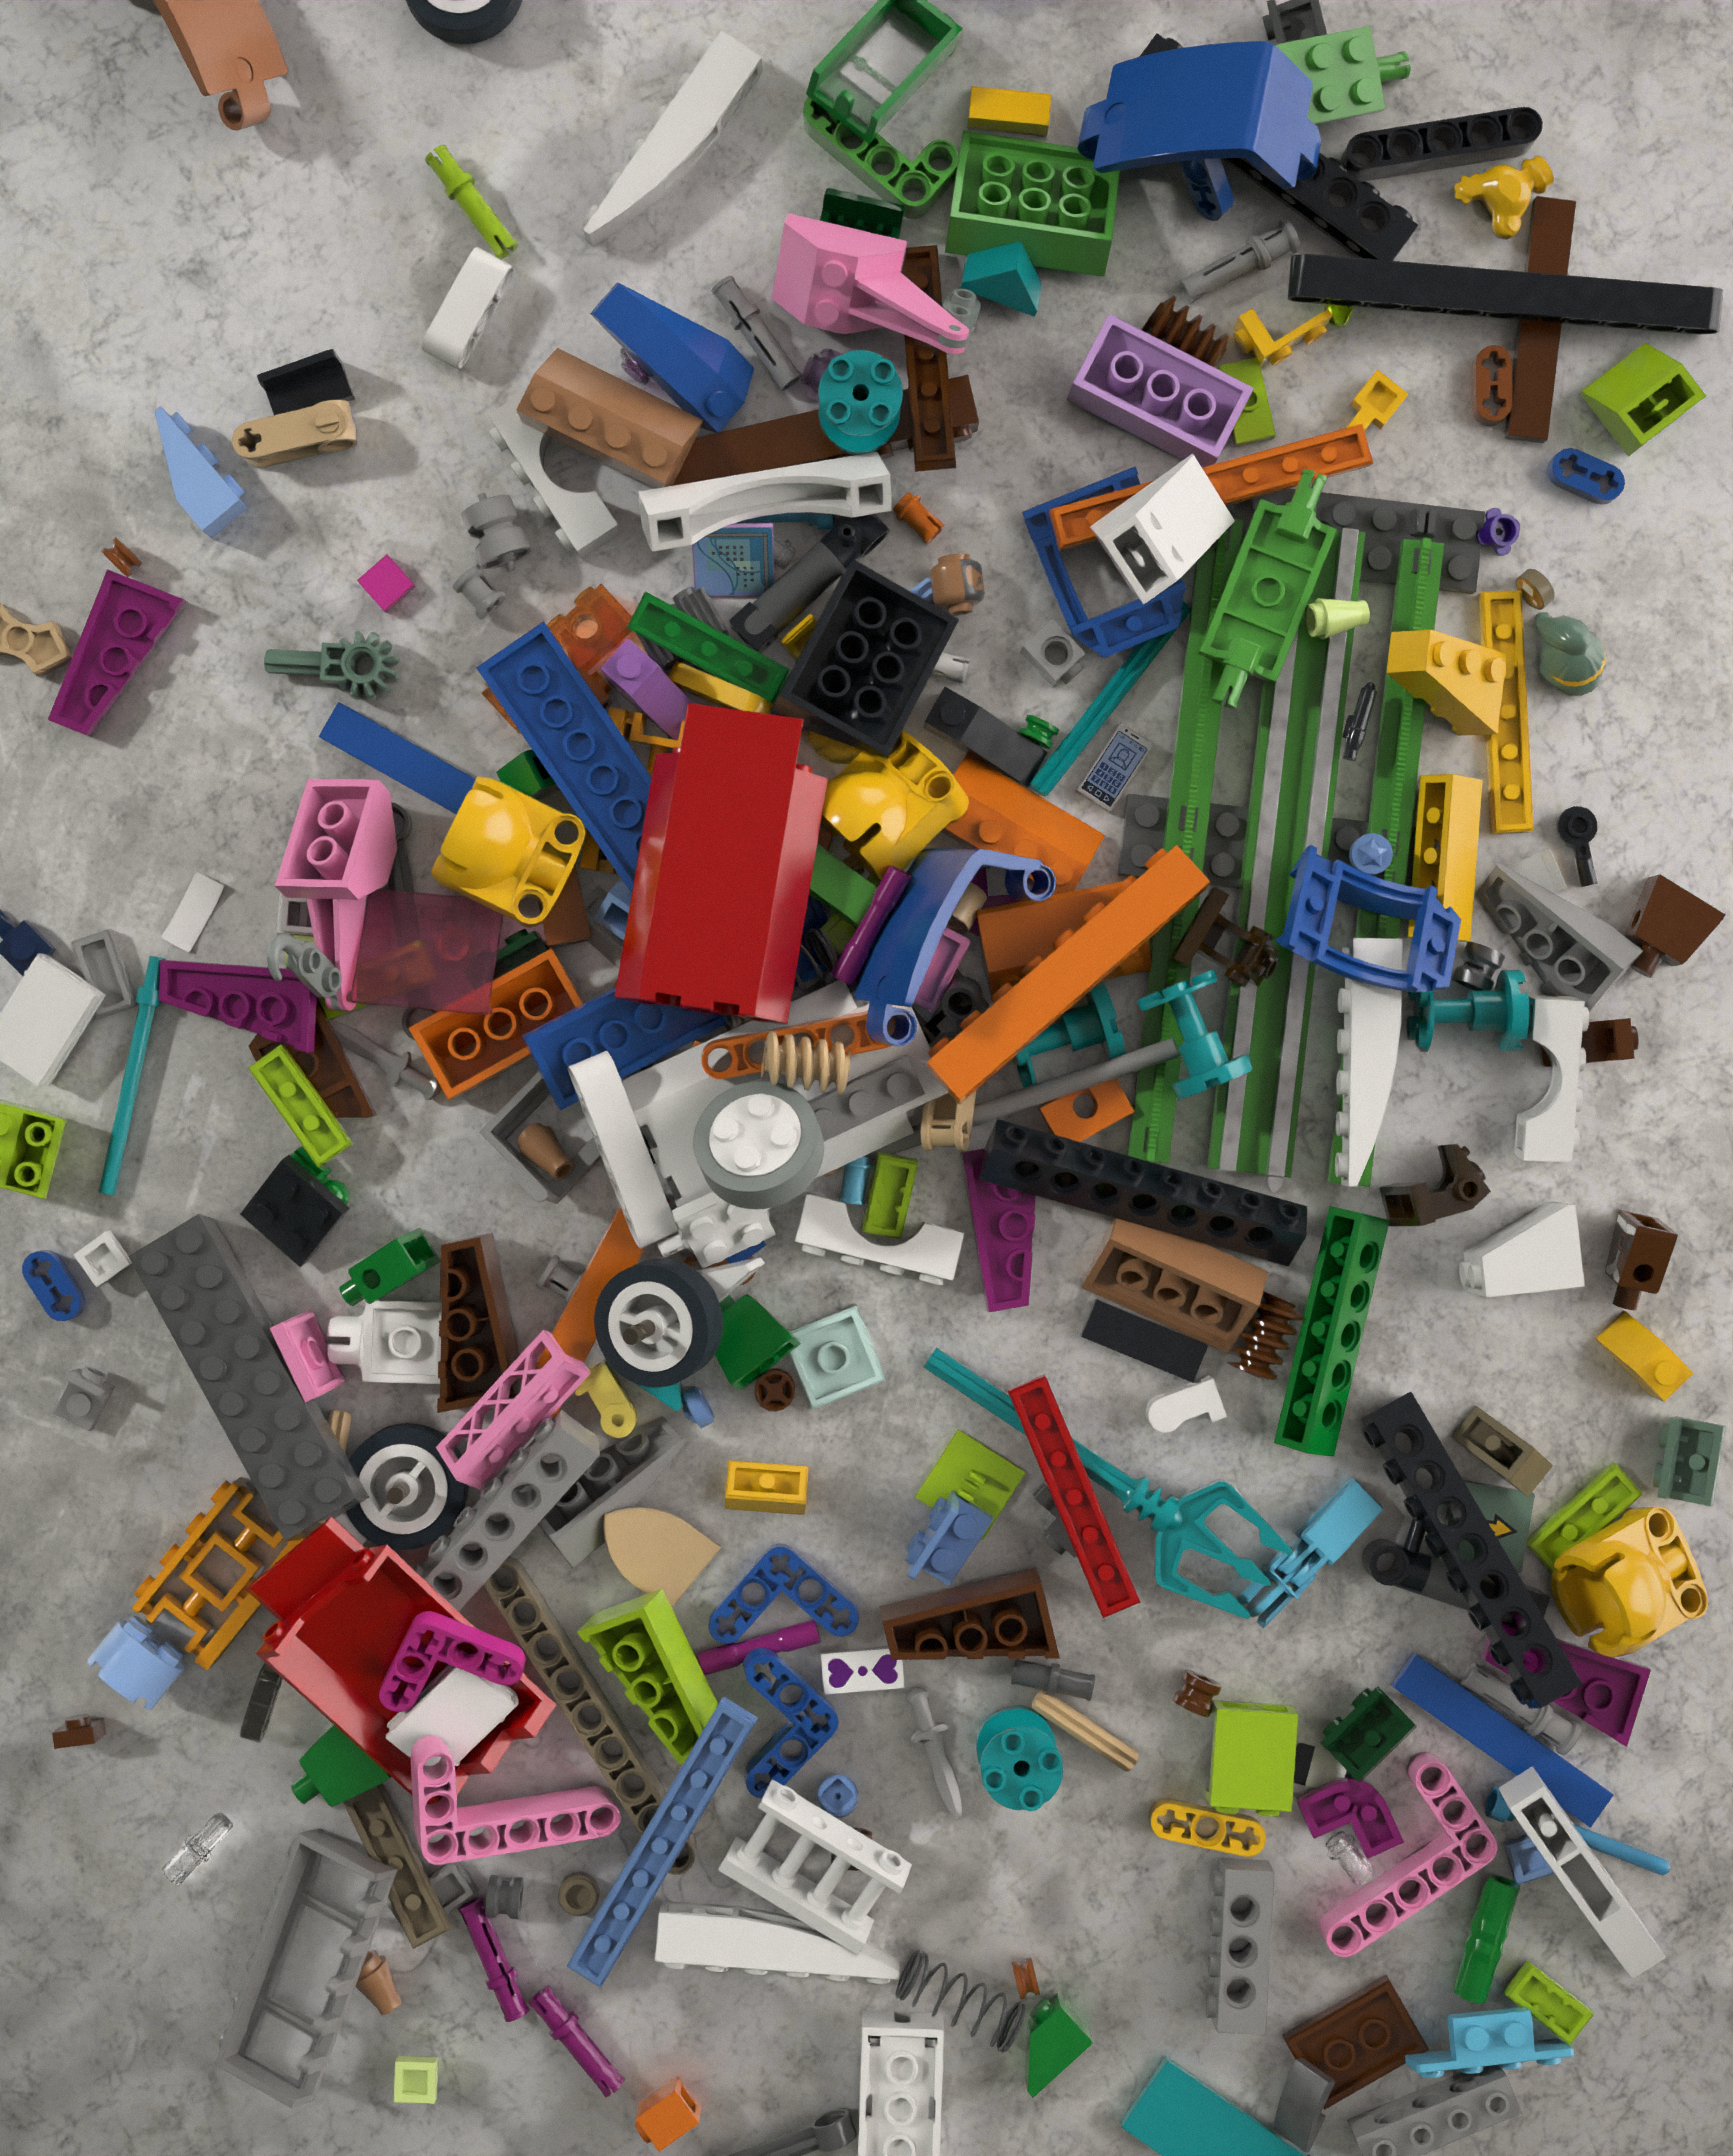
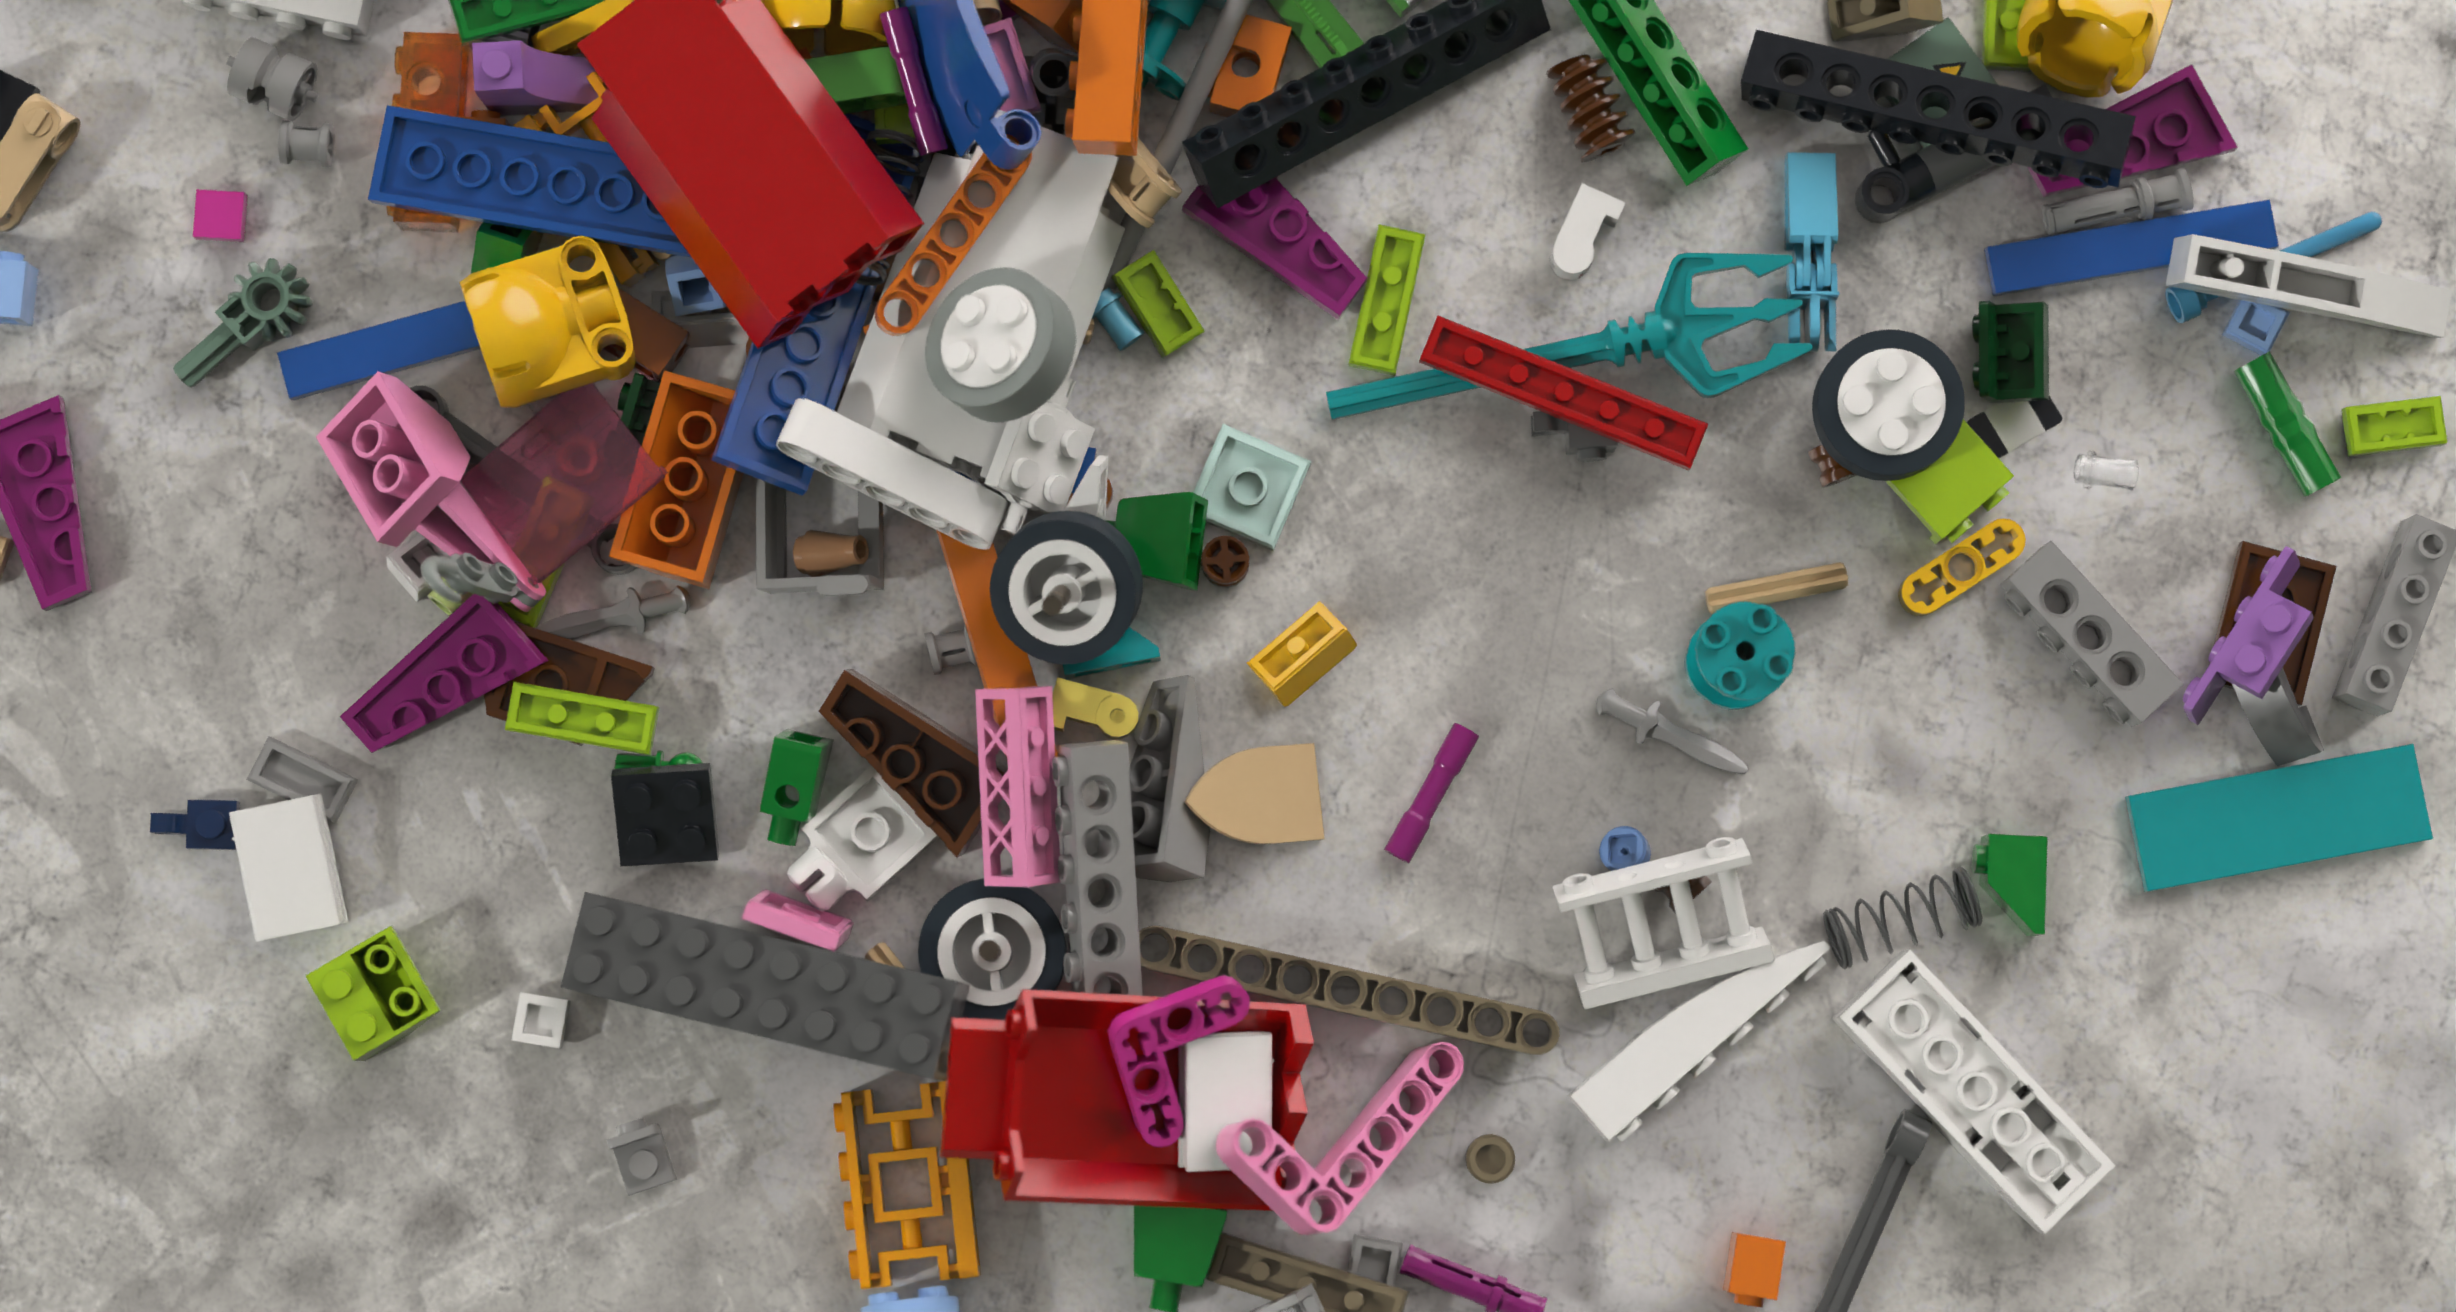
camera: 45 degrees left, 5 degrees down
(45, 1290) = (518, 1099): blue beam -> none
(148, 999) = (362, 762): teal bar -> none
(193, 912) = (327, 653): white sticker -> none
(261, 1704) = (1054, 1263): clear smoke beam -> none
(504, 1897) = (1428, 1221): dark grey wheel -> none
(566, 2028) = (1613, 1284): magenta pin -> none
(657, 1667) = (1367, 892): lime wedge -> none
(662, 1841) = (1512, 1030): medium blue tile -> none
(697, 1407) = (1174, 641): medium blue tile -> none
(773, 1584) = (1390, 729): blue beam -> none
(799, 1726) = (1531, 828): blue beam -> none
(805, 1062) = (970, 237): tan piece -> none
(860, 1670) = (1538, 725): white tile -> none
(866, 1097) = (1055, 223): light grey plate -> none
(930, 1250) = (1133, 379): white arch -> none
(949, 1539) = (1497, 539): medium blue bracket -> none
(973, 1474) = (1471, 480): lime piece -> none
(973, 1621) = (1593, 577): reddish brown wedge -> none
(1025, 1978) = (1938, 845): dark orange bush -> none
(1028, 1327) = (1386, 300): none -> lime tile
(1053, 1679) = (1705, 571): dark grey pin -> none
(1144, 1340) = (1494, 214): black tile -> none
(1176, 1282) = (1470, 137): medium nougat slope -> none
(1258, 1701) = (1888, 405): none -> wheel
(1334, 2058) = (2258, 643): none -> medium lavender bracket
(1353, 1803) = (2065, 421): magenta plate -> none
(1415, 1867) = (2171, 418): bright pink beam -> none
(1489, 2039) = (2371, 501): medium azure bracket -> none

